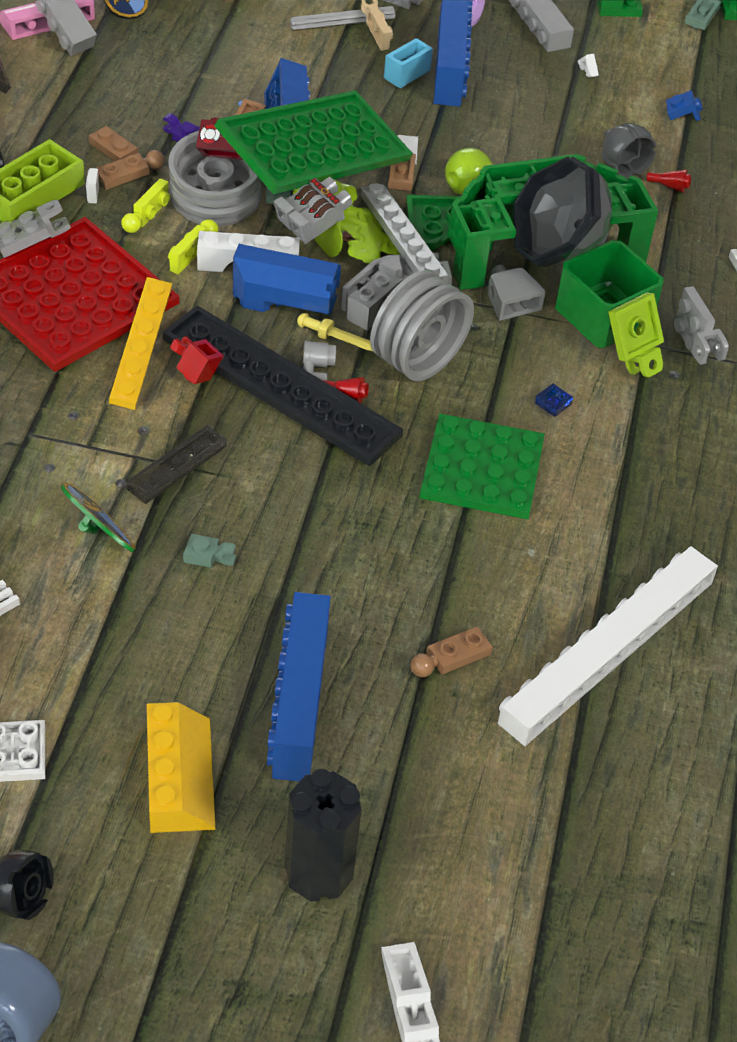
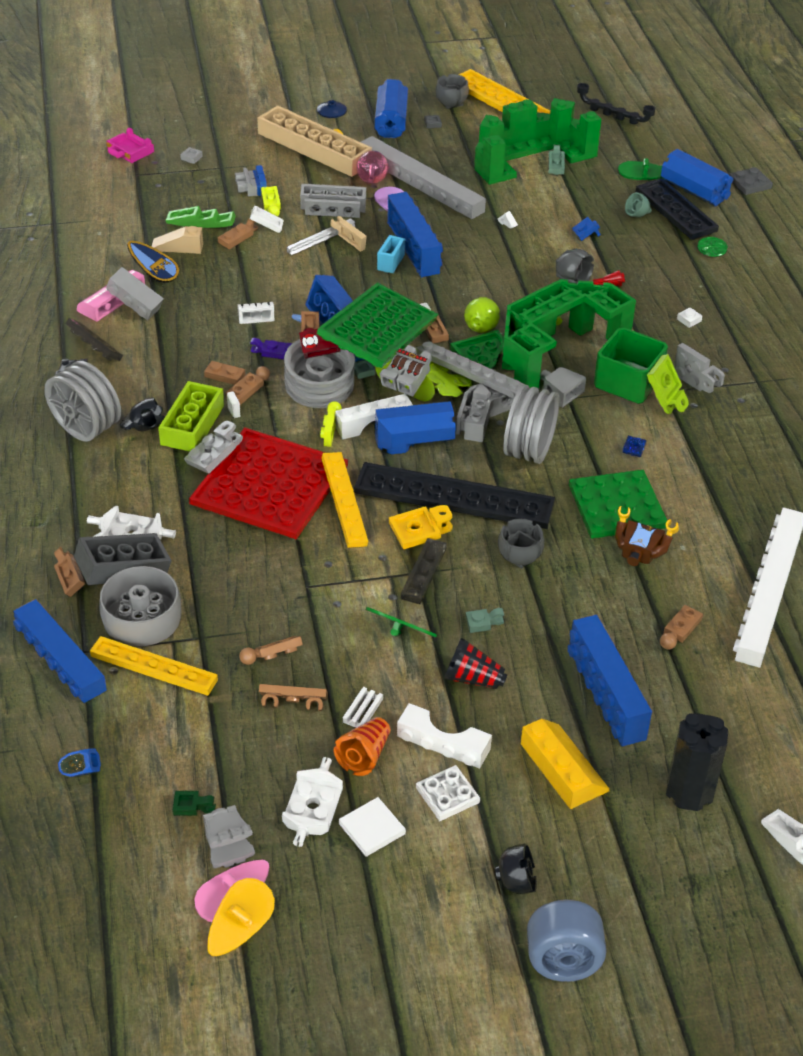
camera: 20 degrees left, 5 degrees down
(73, 702) = (468, 746): none -> white arch
(145, 604) = (474, 667): none -> black cone
(147, 206) = (282, 408): neon yellow plate -> none
(198, 359) = (393, 497): red brick -> none
(199, 84) = (256, 312): none -> white brick
(220, 410) = (428, 525): none -> yellow plate
(310, 460) = (521, 542): none -> dark grey piece
(318, 355) = (466, 467): light grey piece -> none
(326, 329) = (457, 449): light yellow sword -> none
(354, 388) = (504, 480): red cone -> none
(475, 524) = (640, 541): none -> reddish brown torso
(561, 213) = (572, 315): rock -> none

